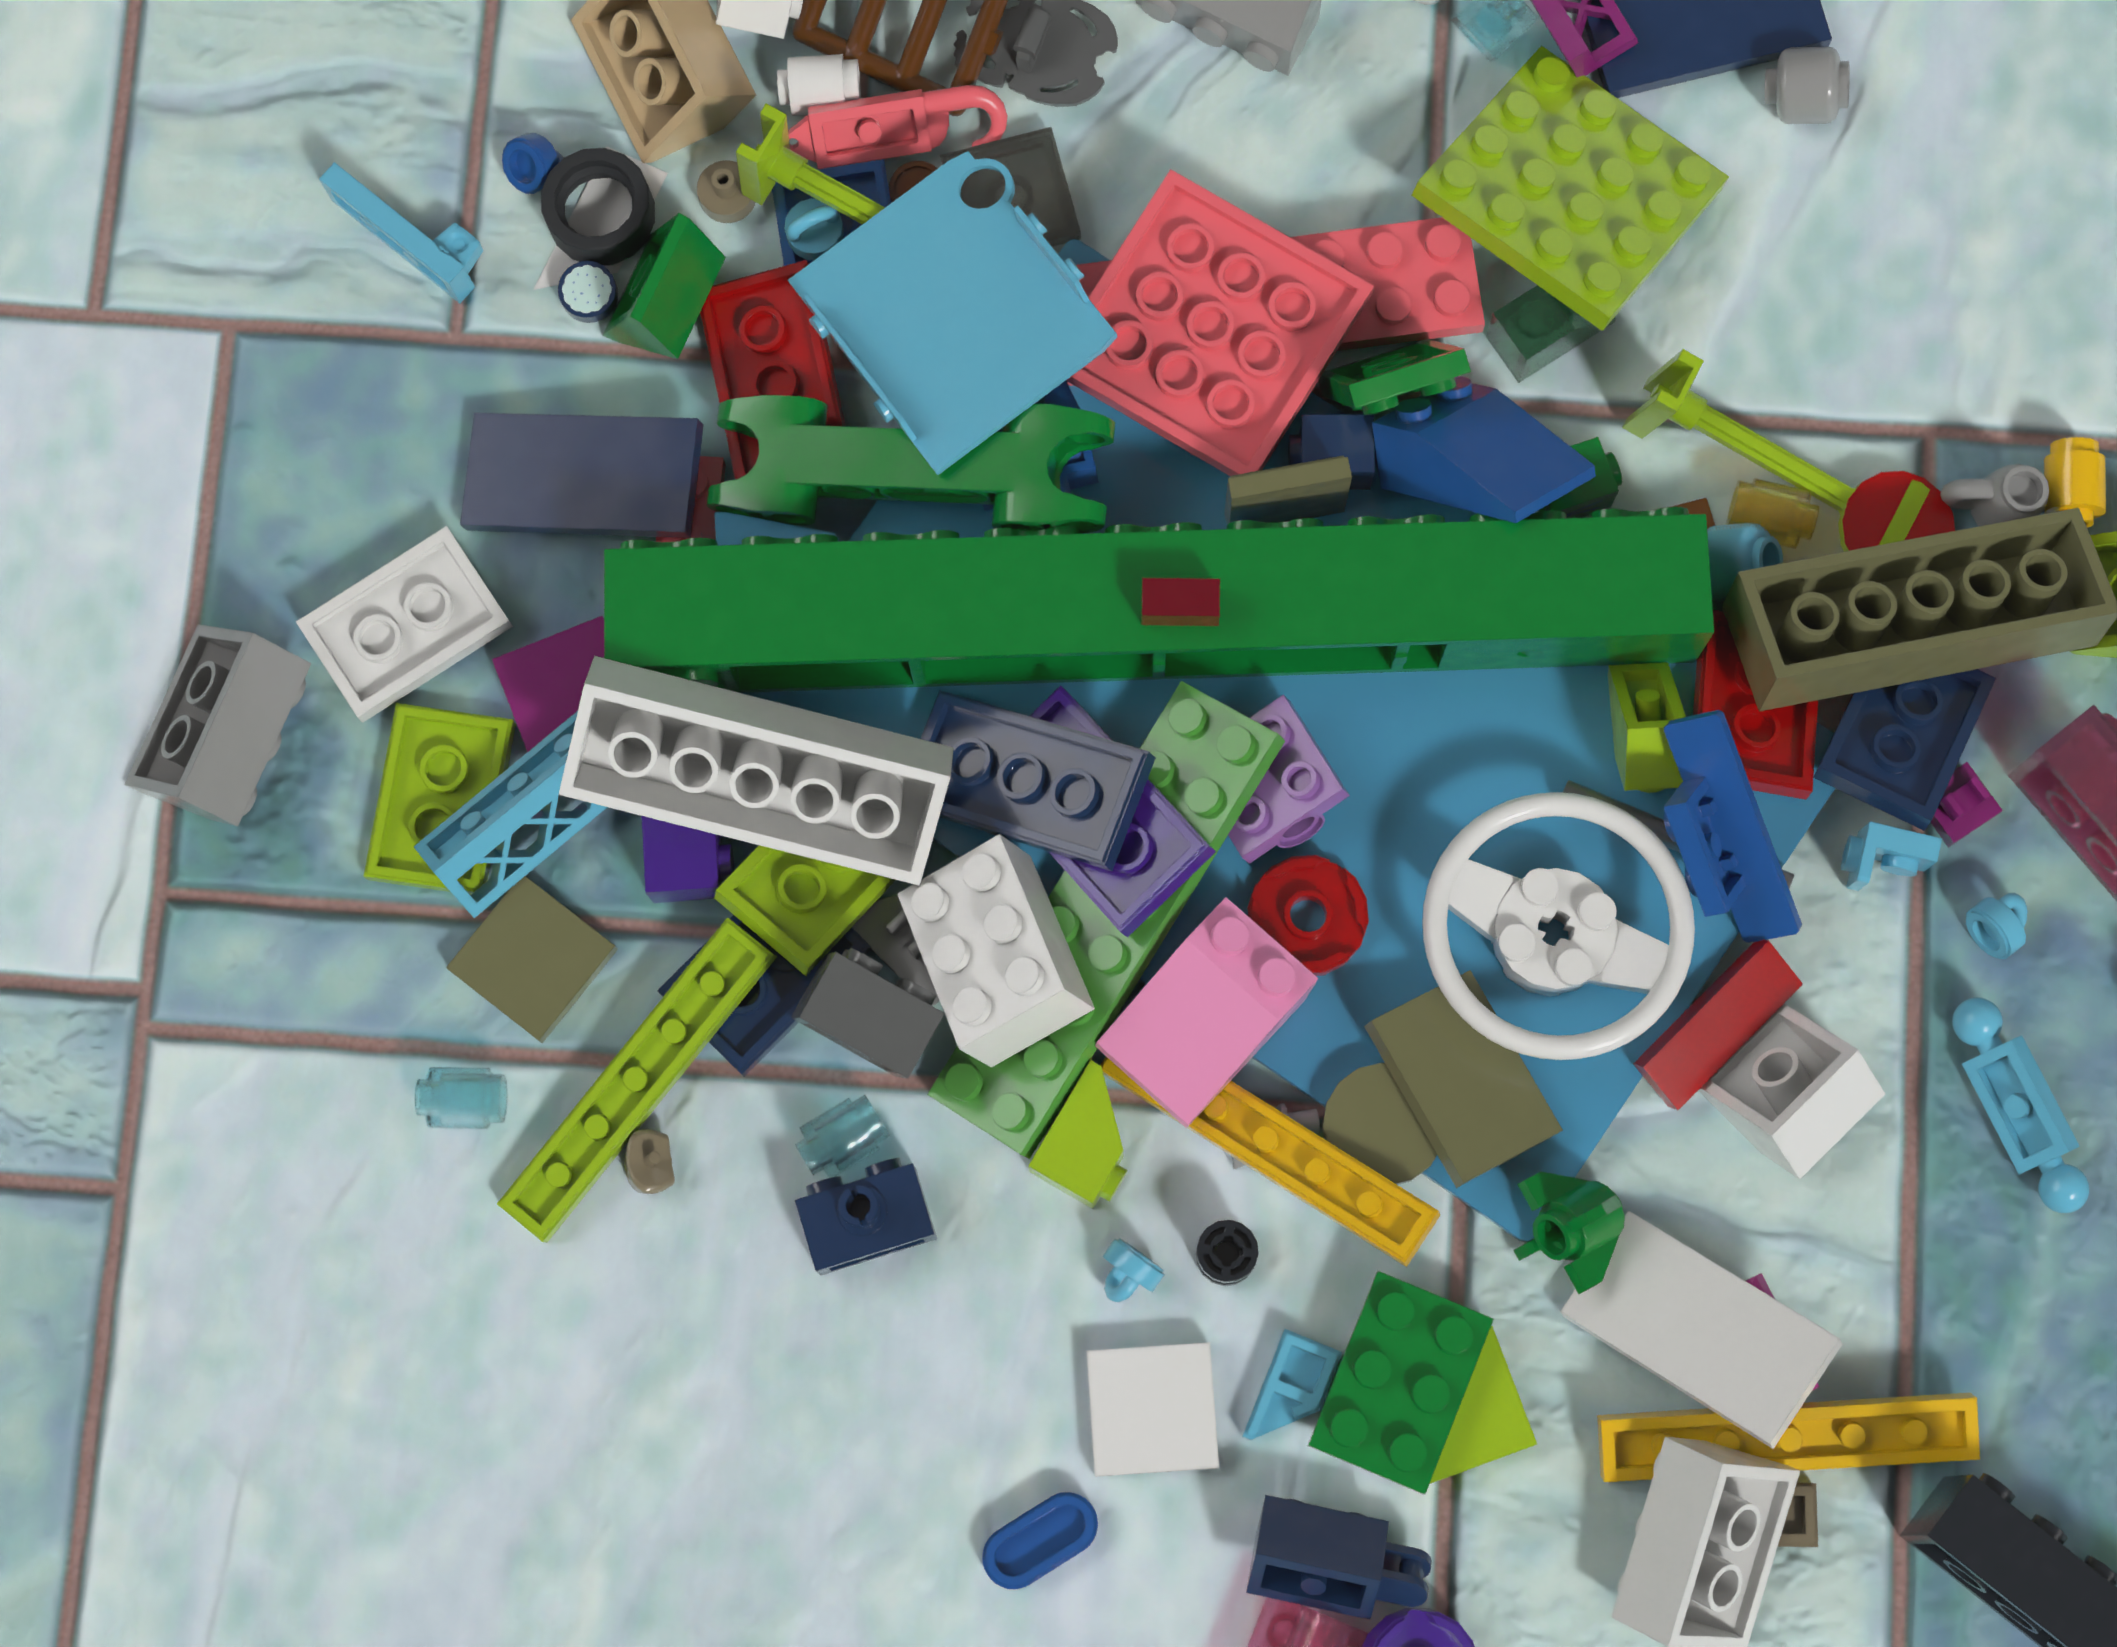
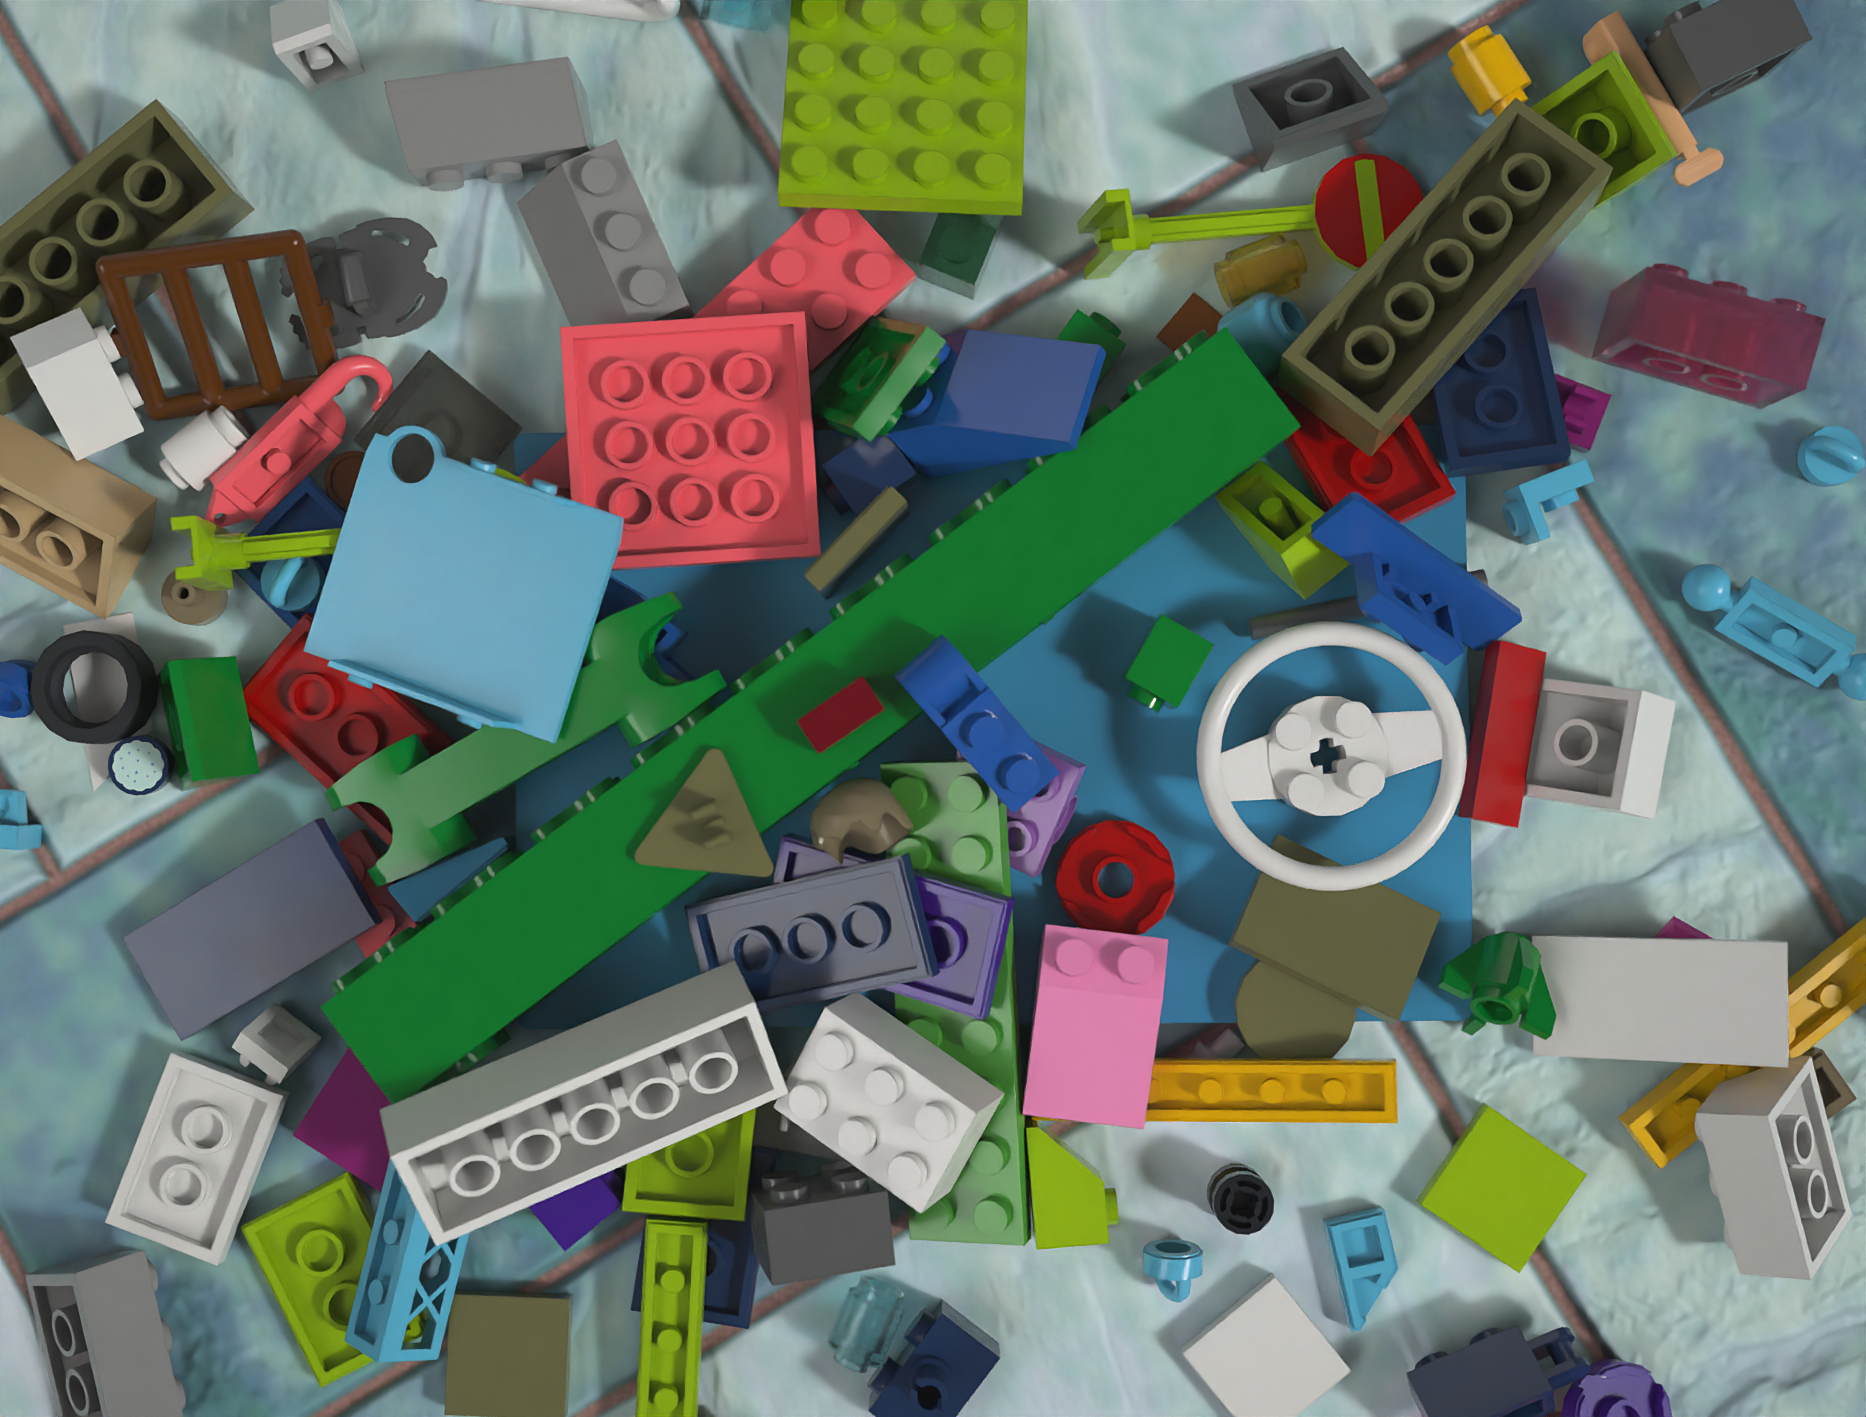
camera: 40 degrees left, 10 degrees up
(533, 577) = (276, 1043): none -> white tile
(1010, 619) = (707, 827): none -> olive piece
(1135, 703) = (858, 815): none -> dark tan hair
(1250, 131) = (602, 243): none -> light grey slope
(1284, 685) = (977, 723): none -> blue plate
(1400, 1382) = (1449, 1206): green plate -> none
(1472, 766) = (1165, 664): none -> green brick
(1902, 414) = (1308, 108): none -> dark grey slope
(1996, 926) = (1671, 494): medium azure tile -> none
(2001, 496) = (1440, 127): light grey piece -> none

